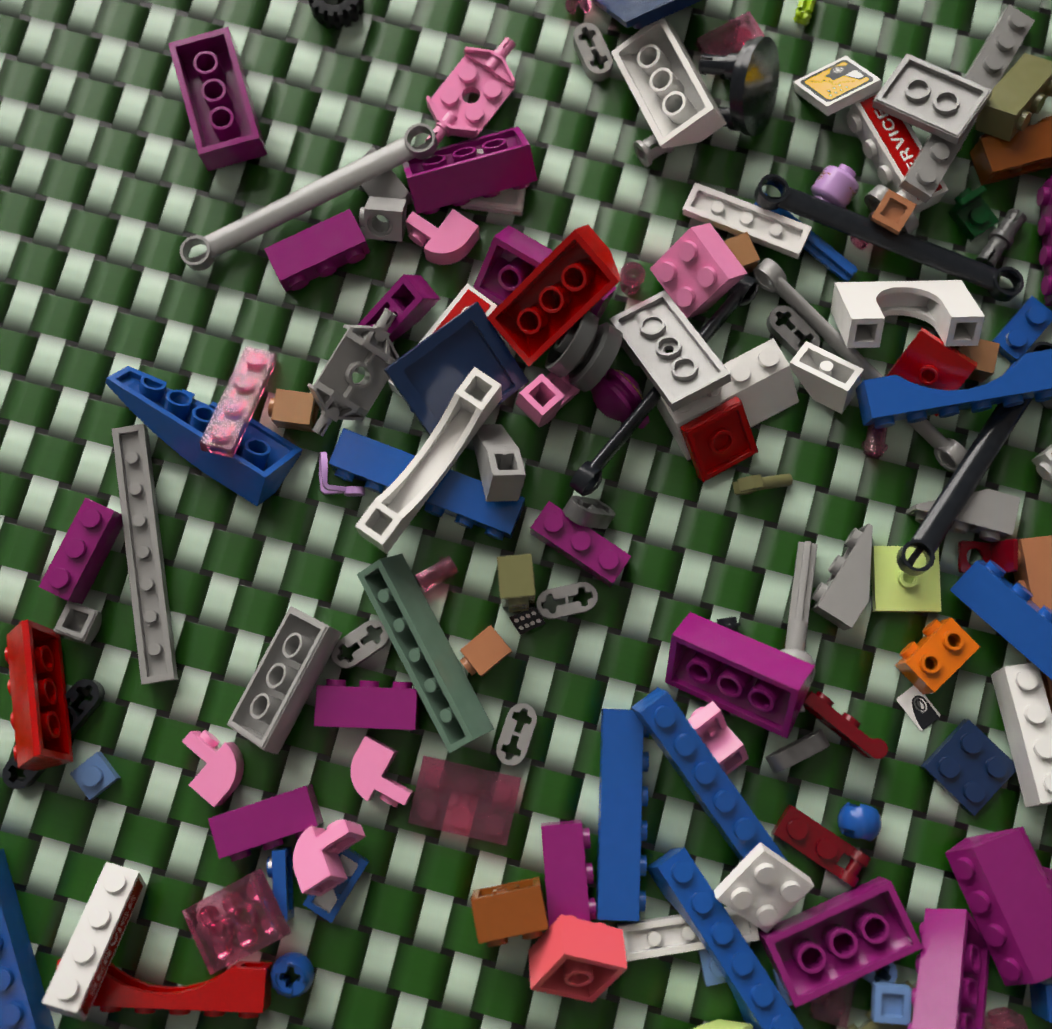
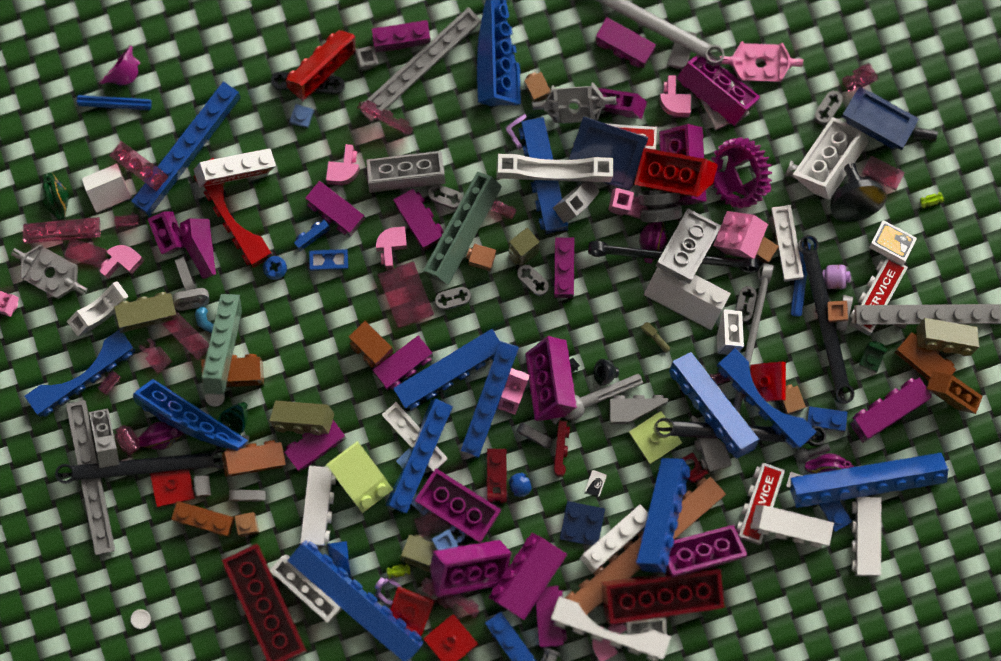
camera: 55 degrees right, 0 degrees up
(182, 654) = (385, 116): none -> clear pink plate
(236, 921) = (282, 225): clear pink plate -> none
(238, 402) = (522, 58): clear pink plate -> none
(317, 857) = (338, 241): bright pink brick -> none
(393, 209) = (663, 64): light grey brick -> none
(527, 620) = (510, 267): black sticker -> none
(577, 959) = (370, 388): coral brick -> none
(588, 512) = (582, 261): flat silver beam -> none
(626, 275) = (717, 201): clear pink pin -> none
(646, 210) = (728, 181): none -> magenta piece
(719, 439) = (662, 301): red plate -> none
(763, 888) = (458, 453): white plate -> none
(769, 588) = (605, 372): none -> black brick
(927, 466) = (713, 405): none -> brick
(932, 98) = (911, 292): light grey tile -> none
(936, 655) = (625, 472): orange brick -> none
(944, 304) = (784, 329): white arch -> none
(1001, 238) = (868, 378): dark grey pin -> none

